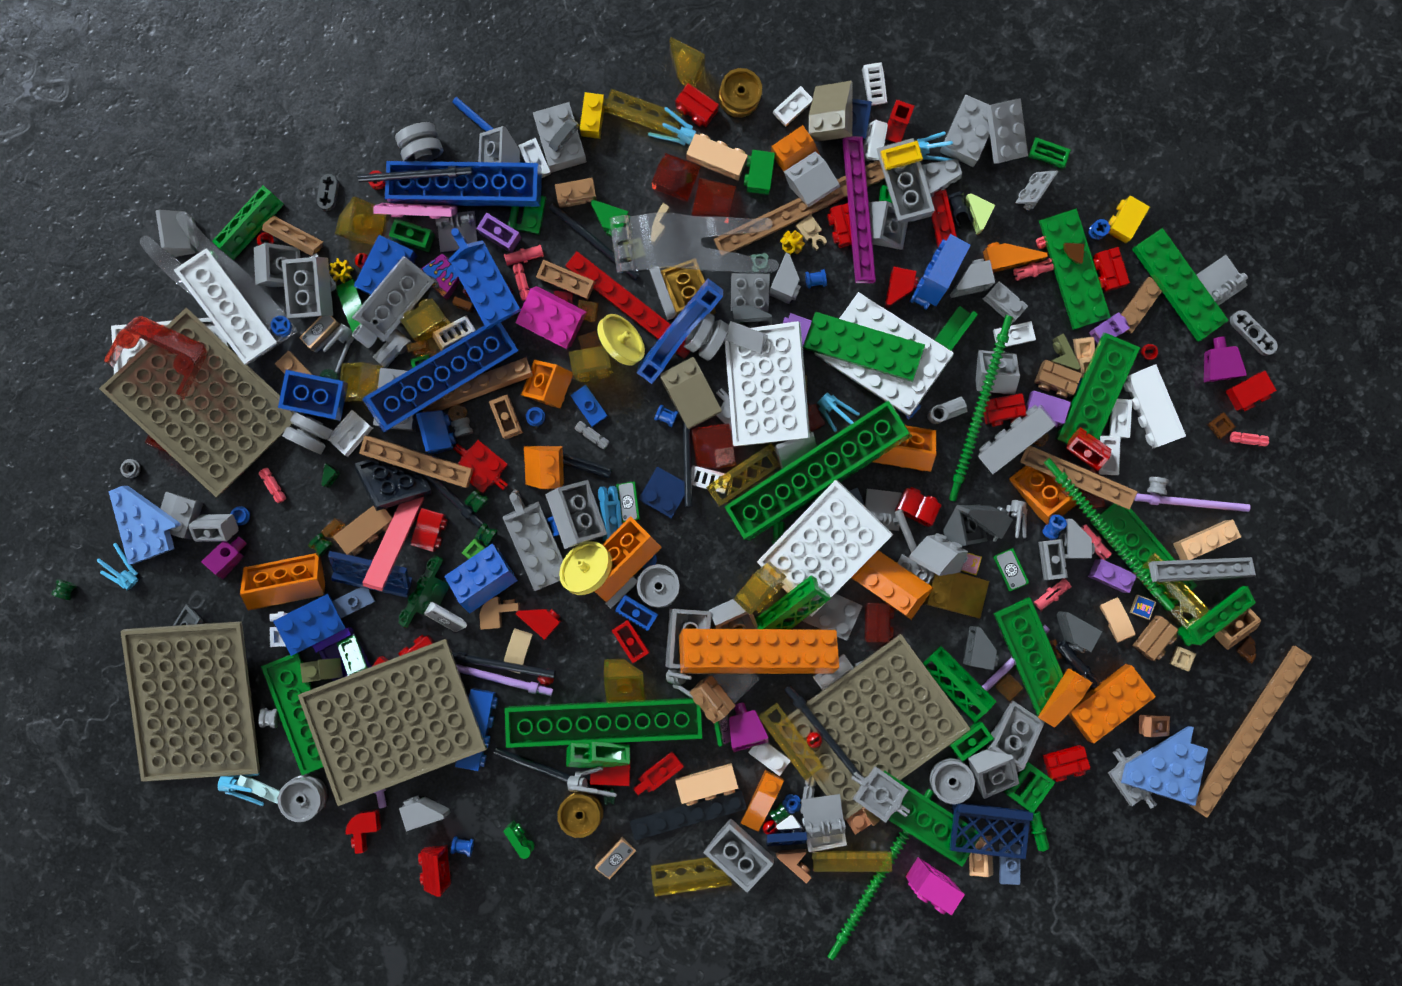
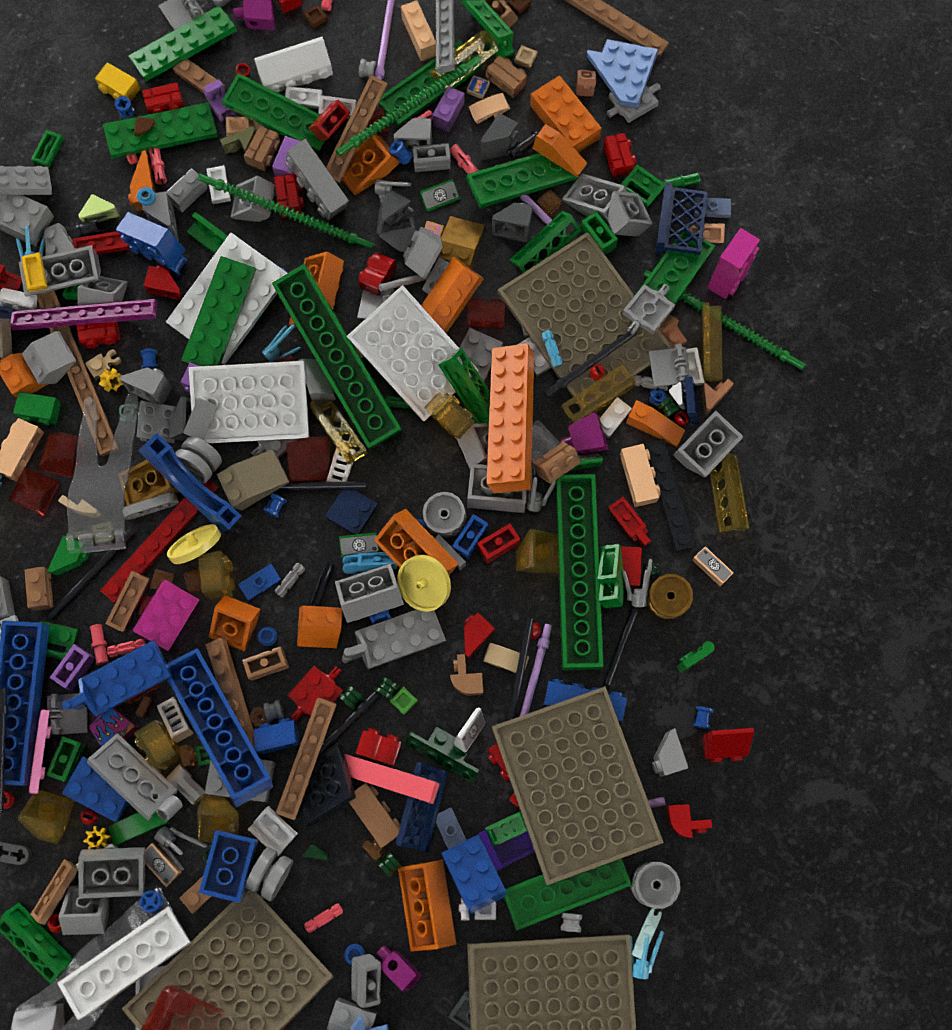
camera: 85 degrees left, 10 degrees down
(321, 670) = (521, 863): olive slope -> none
(480, 578) = (430, 691): blue brick -> none
(837, 692) = (552, 349): none -> medium azure axle
(943, 772) = (635, 251): light grey wheel -> none
(948, 410) = (286, 245): light grey piece -> none
(981, 265) = (149, 200): none -> dark azure plate
(1035, 189) = (80, 158): light grey hinge -> none

